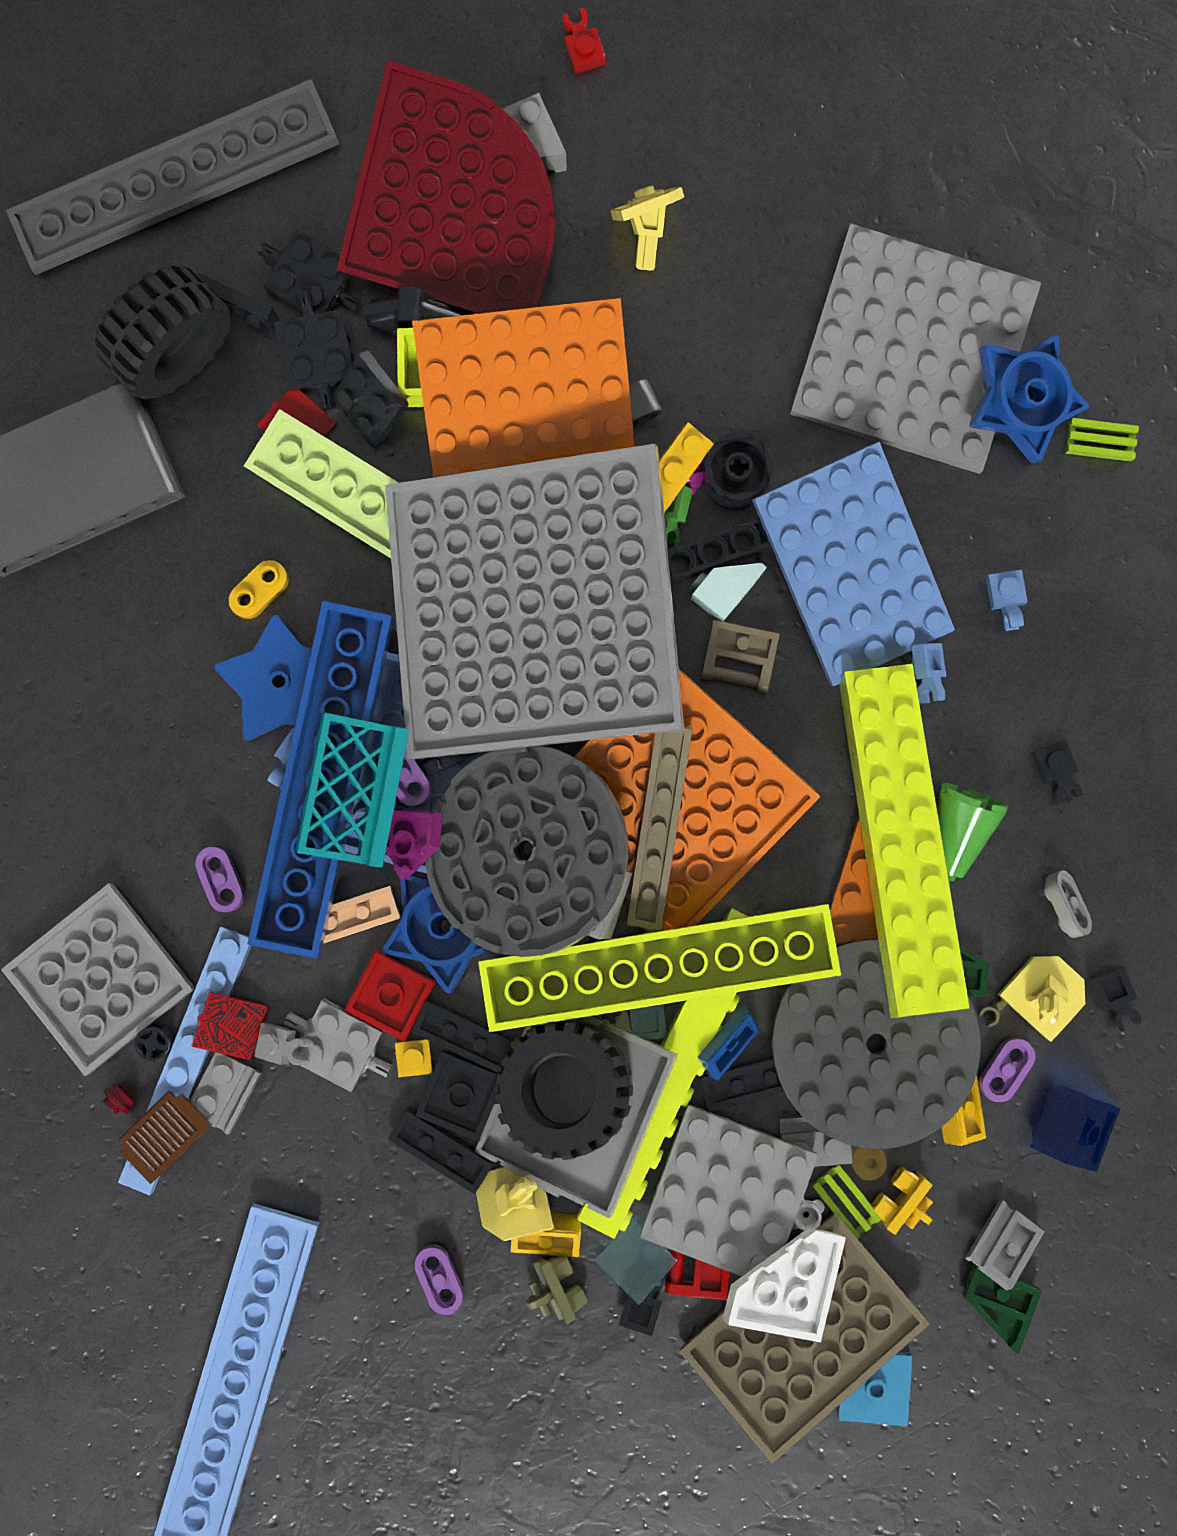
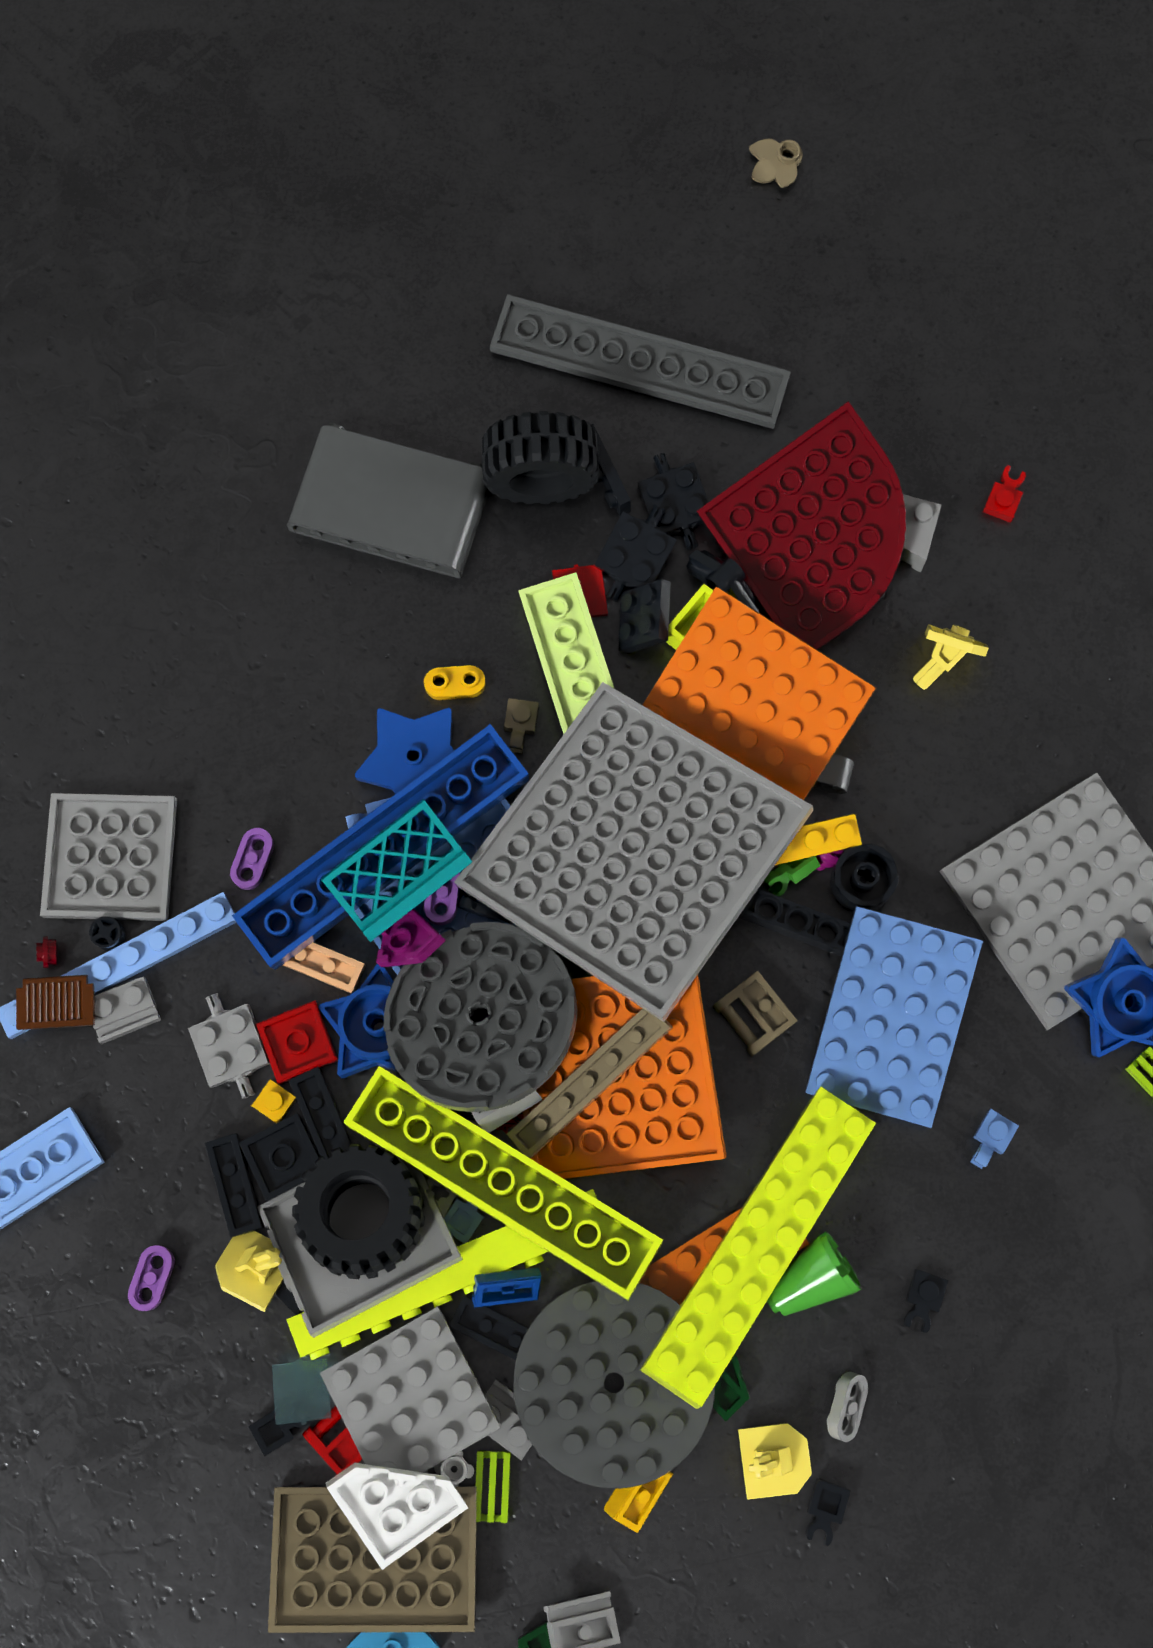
camera: 40 degrees right, 10 degrees down
(229, 1025) = (167, 966): red piece -> none
(279, 1046) = (190, 1010): light grey plate -> none
(342, 575) = (520, 720): none -> dark tan plate
(557, 1242) = (259, 1326): yellow slope -> none
(563, 1302) = (223, 1376): olive hips -> none
(725, 588) = (785, 955): light aqua slope -> none
(859, 1158) = (544, 1466): clear yellow plate -> none
(909, 1205) = (520, 1526): yellow hips -> none
(930, 667) = (889, 1139): medium blue plate -> none
(996, 1007) = (727, 1438): olive hand -> none
(1009, 1071) = (697, 1496): medium lavender plate -> none
(1074, 1127) = (711, 1583): clear blue slope -> none

